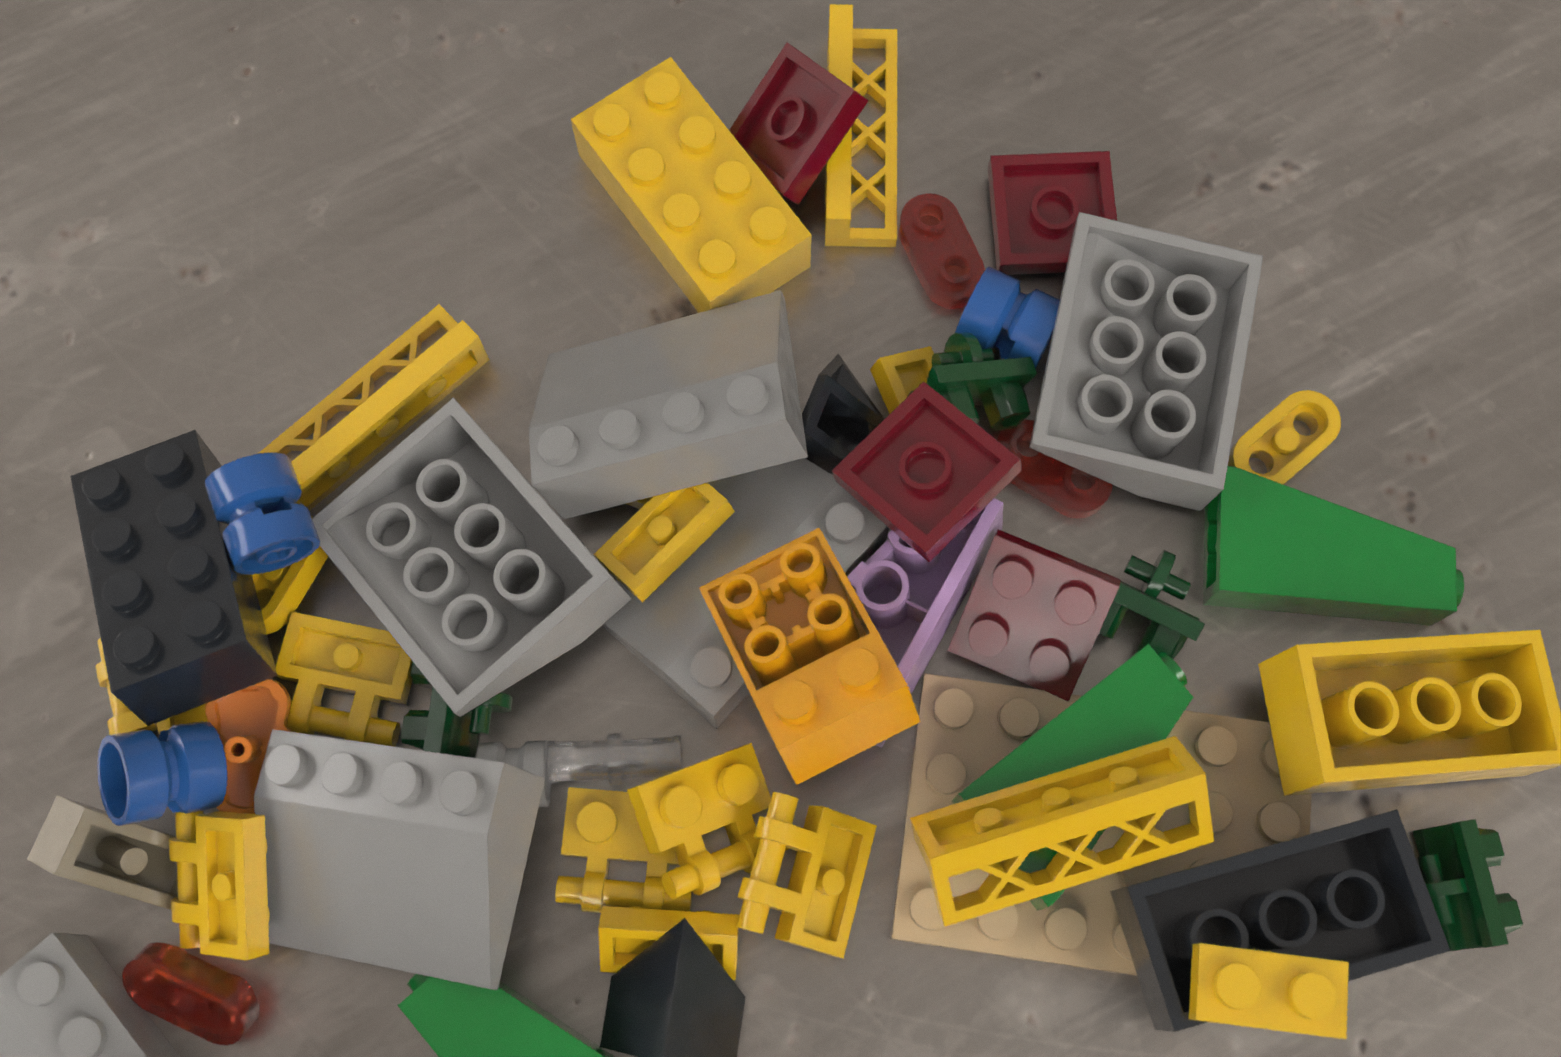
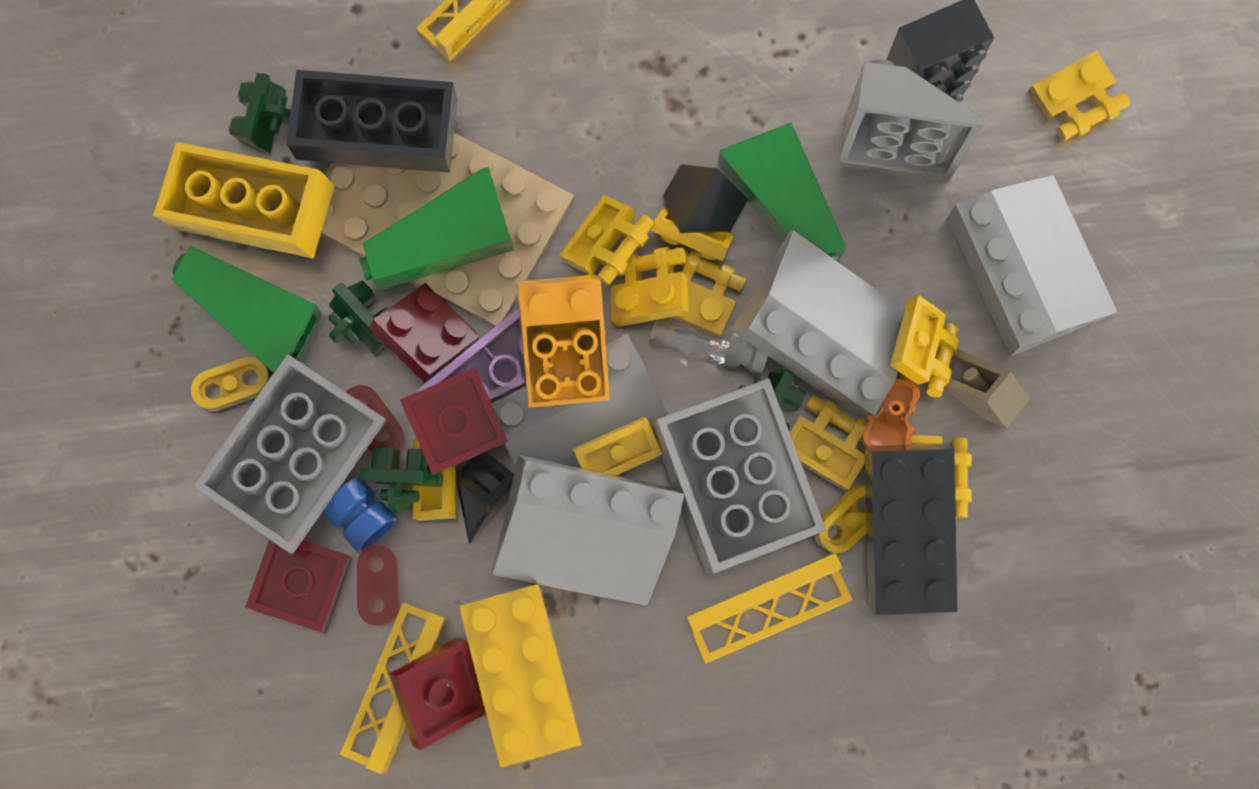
camera: 160 degrees left, 5 degrees up
(148, 773) = (944, 410): blue wheel -> none
(191, 993) = (957, 299): clear red plate -> none
(260, 506) = (842, 550): blue wheel -> none
(1064, 815) = (464, 201): yellow fence -> none
(1269, 991) = (398, 81): yellow plate -> none

